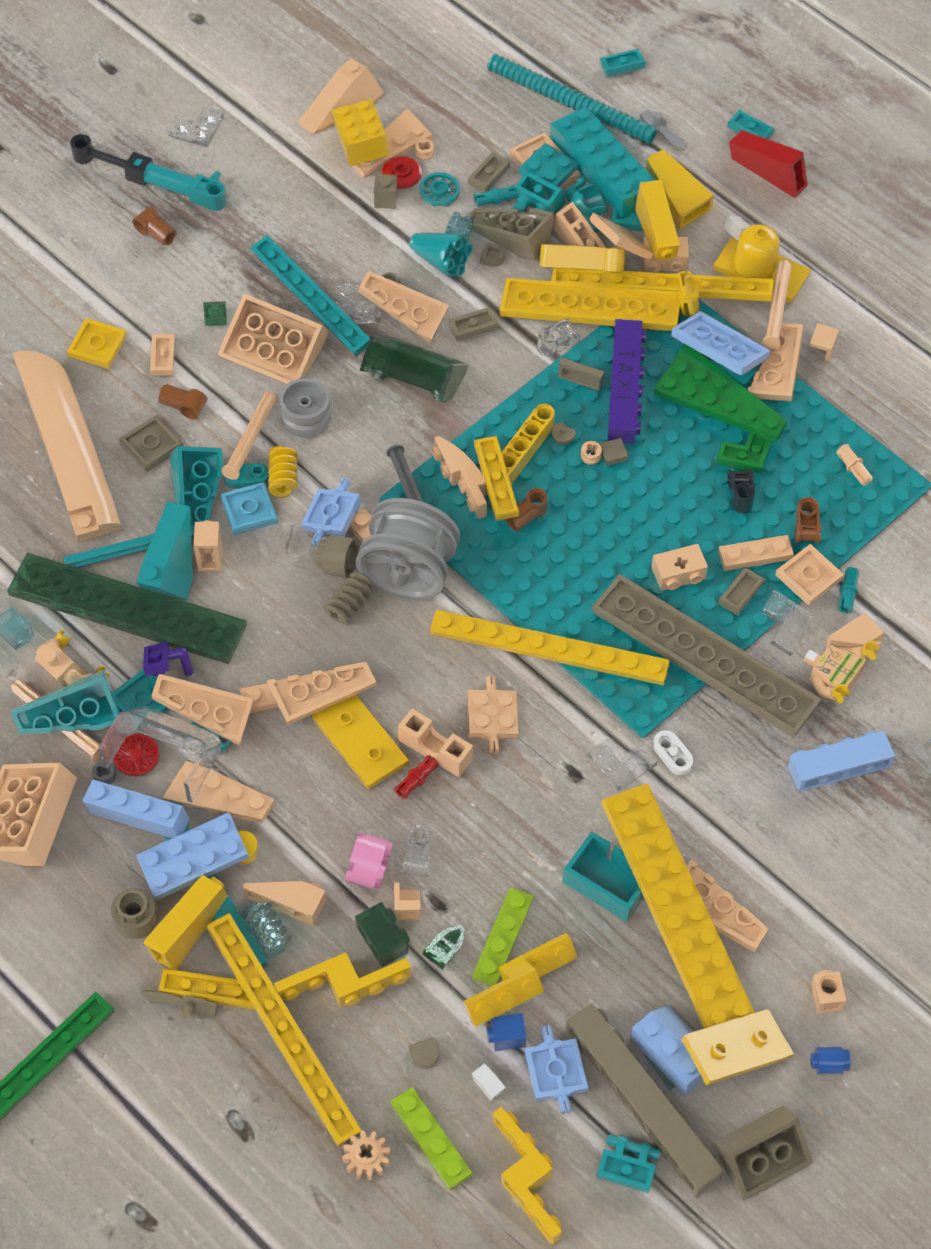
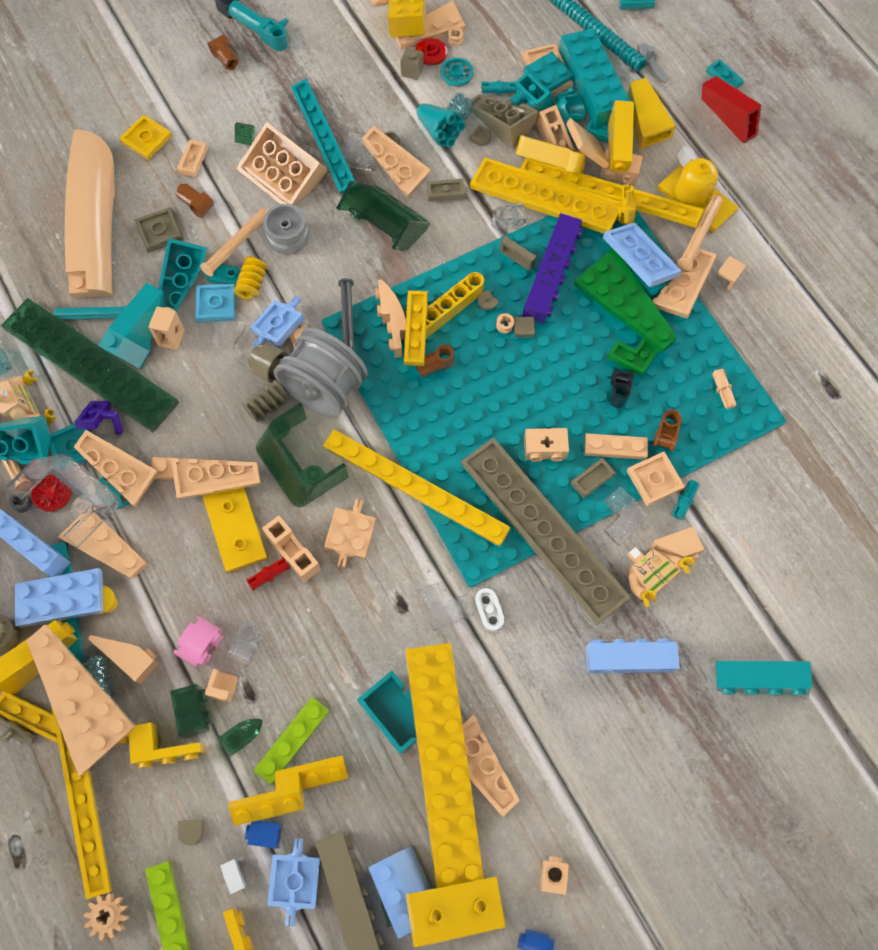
camera: 15 degrees right, 10 degrees up
(269, 953) = (82, 707): none -> light nougat wing
(399, 663) = (297, 484): none -> clear green windscreen
(488, 172) = (500, 66): dark tan plate -> none

